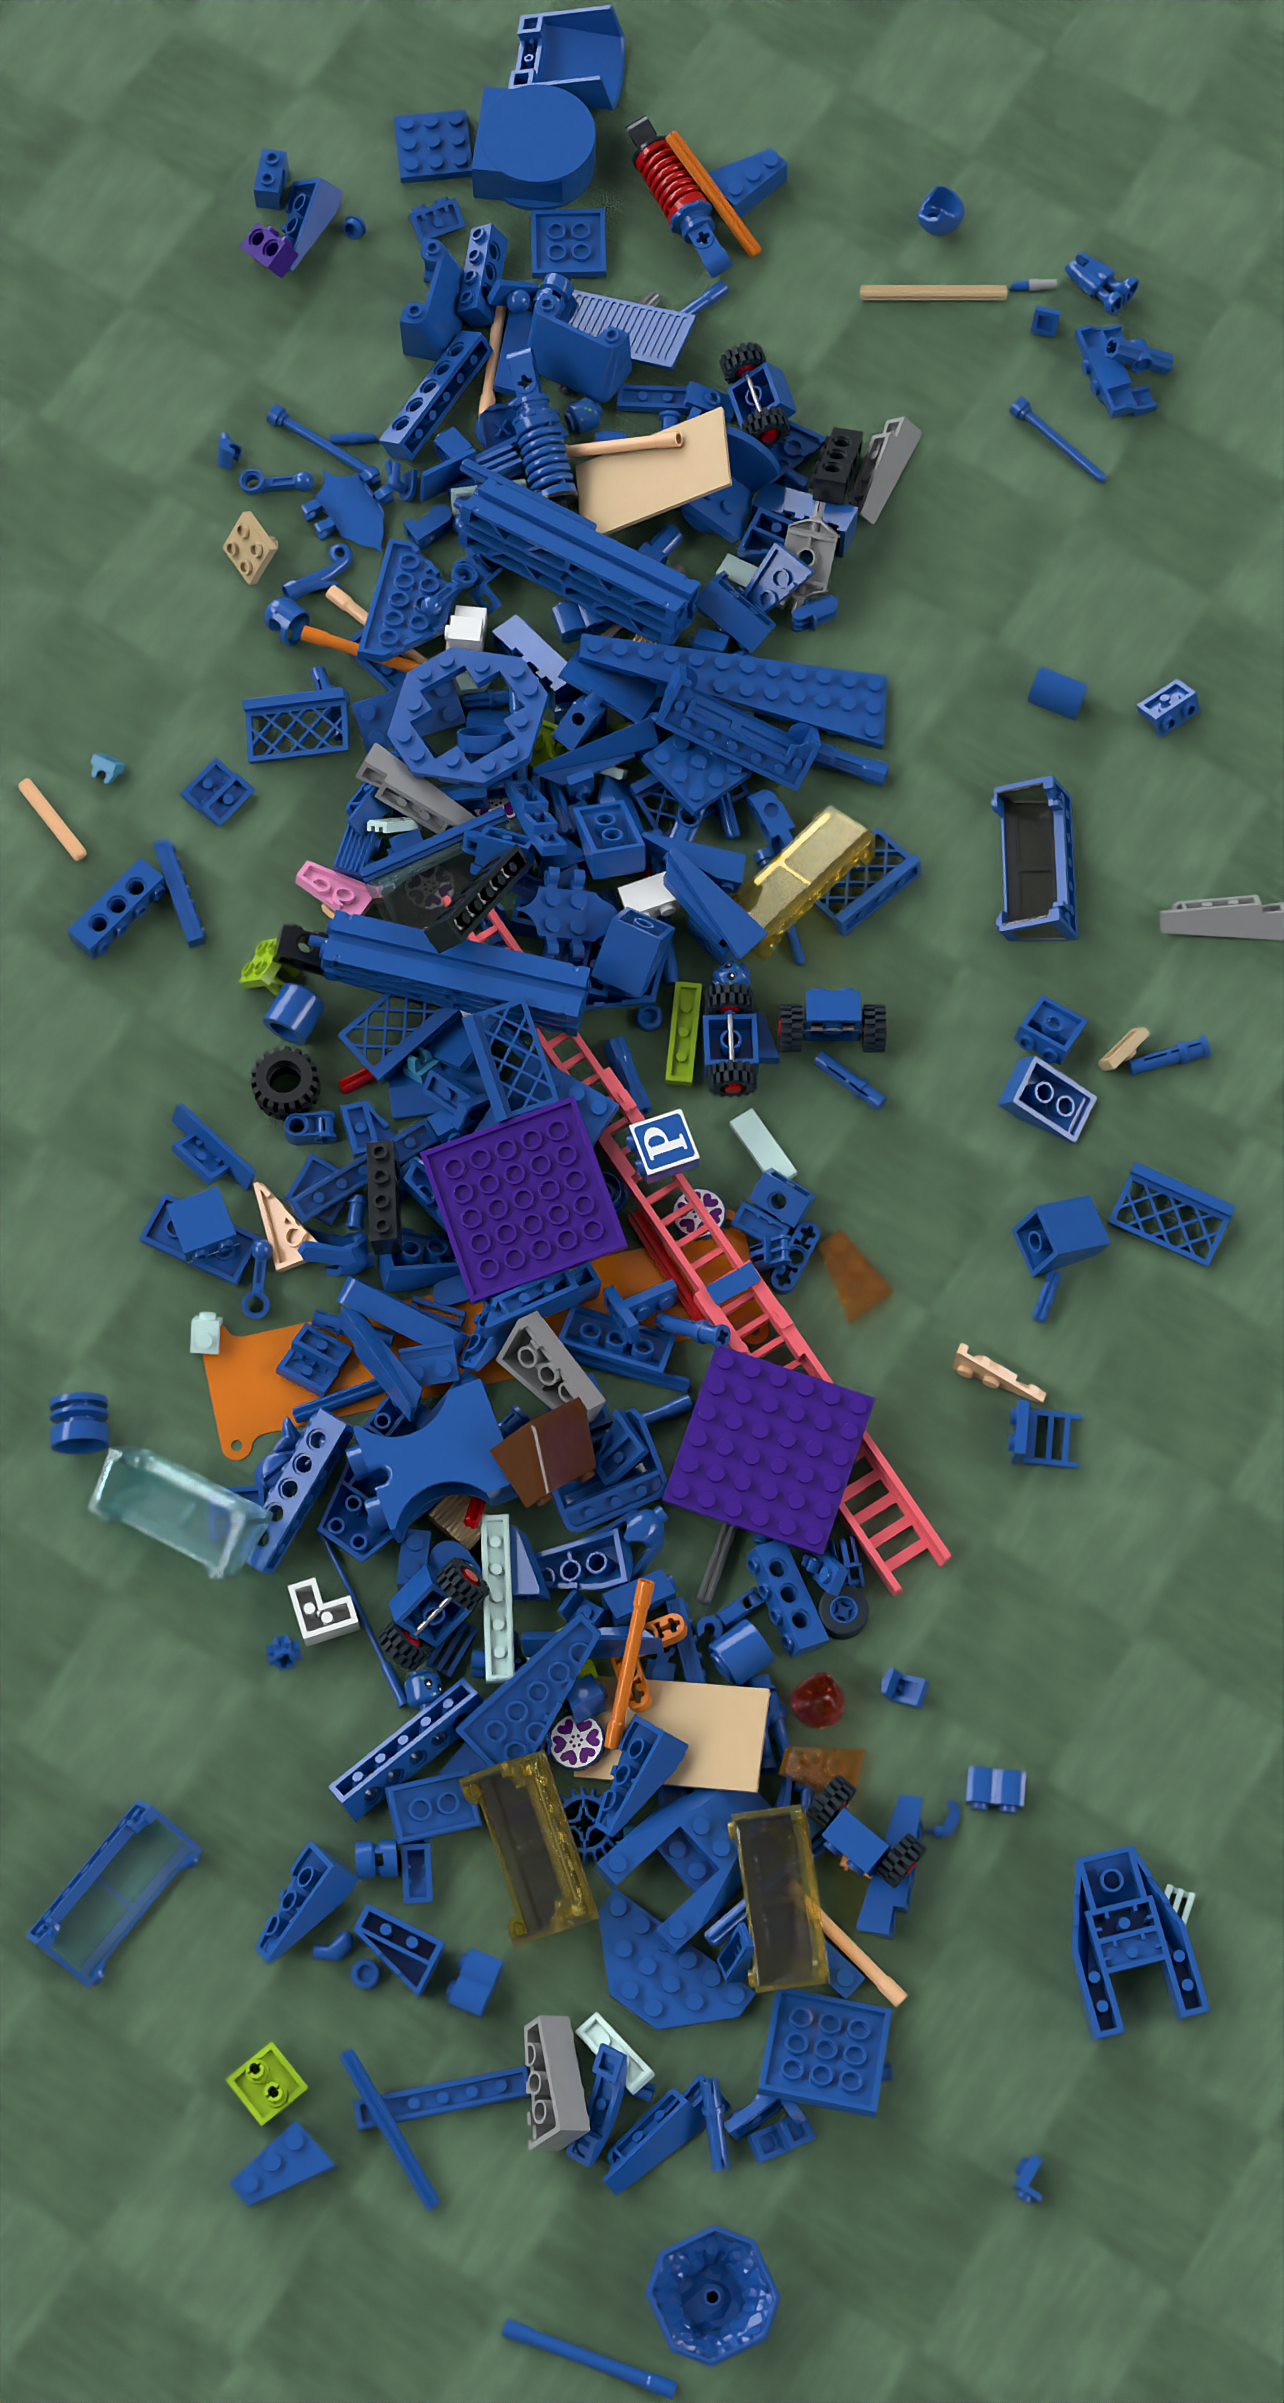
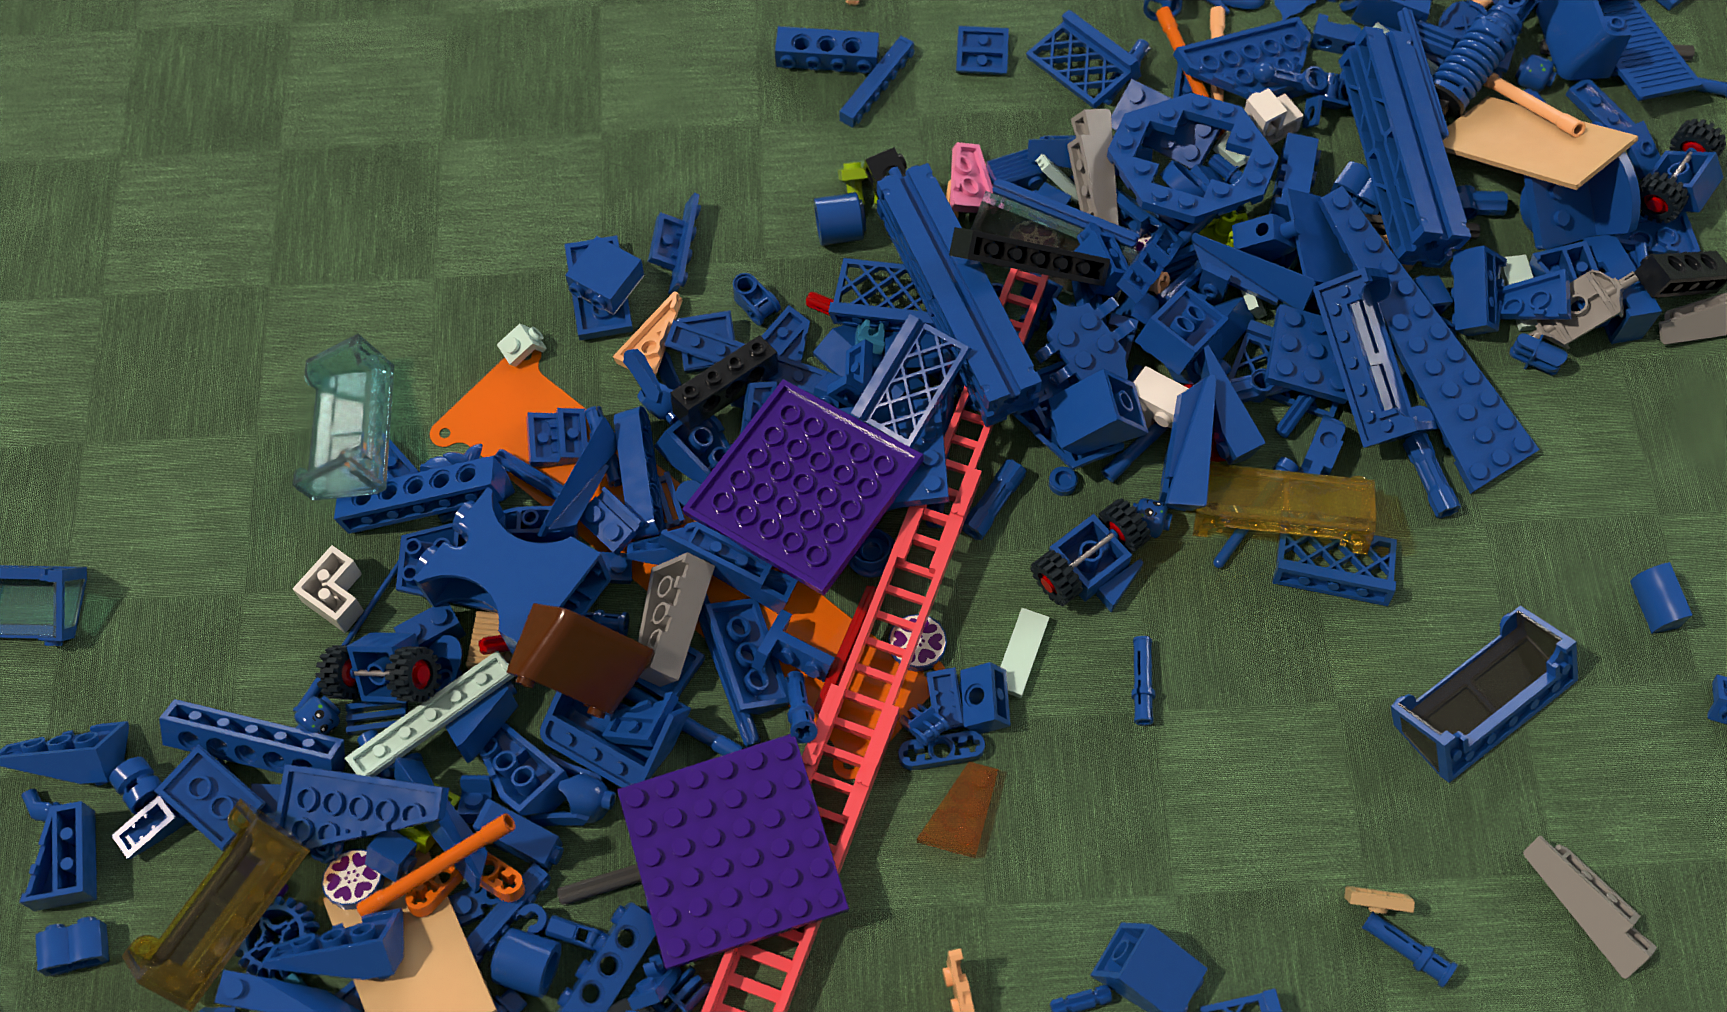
camera: 55 degrees right, 5 degrees down
(79, 1423) = (376, 302): blue wheel -> none
(261, 1251) = (618, 334): blue piece -> none
(279, 1064) = (776, 236): black tyre -> none
(283, 1652) = (279, 586): blue gear -> none
(365, 1974) = (28, 849): blue tile -> none
(662, 1146) = (939, 559): piece -> none
(683, 1033) = (1065, 517): lime plate -> none
(733, 1283) = (864, 708): blue sticker -> none
(832, 1018) = (1184, 621): brick -> none
(1047, 1099) = (1270, 865): blue slope -> none
(1050, 1030) = (1338, 819): blue plate -> none

